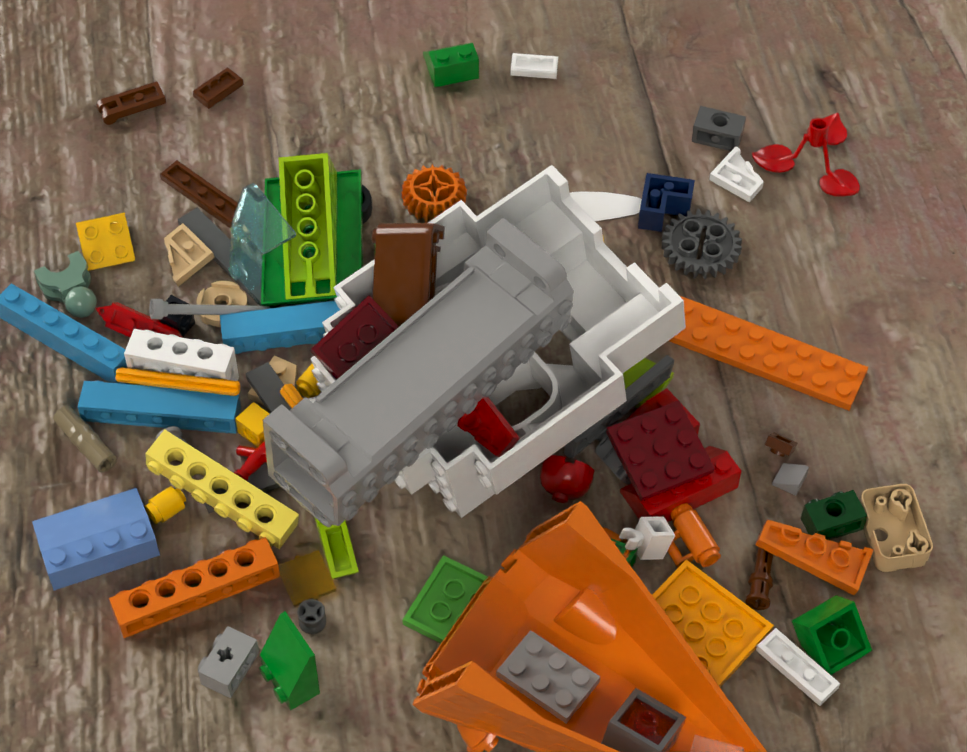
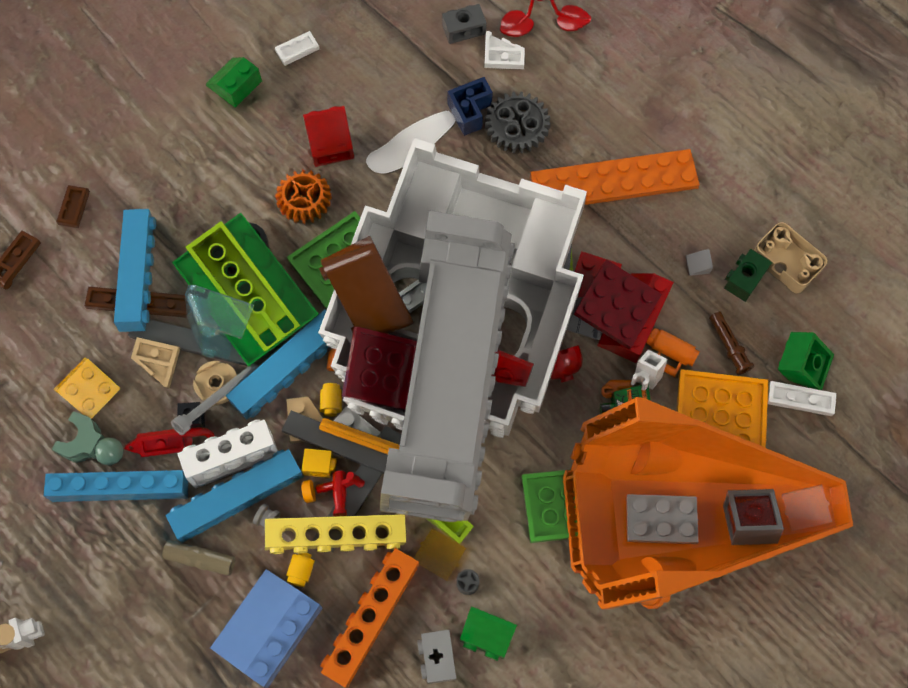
camera: 35 degrees left, 15 degrees up
(178, 381) = (238, 470): light orange axle -> none
(226, 167) = (134, 270): none -> dark azure brick
(228, 444) = (308, 491): none -> light orange tile
(497, 150) = (329, 136): none -> red slope
(780, 445) = (677, 243): reddish brown plate -> none
(823, 558) = (767, 308): orange wing -> none

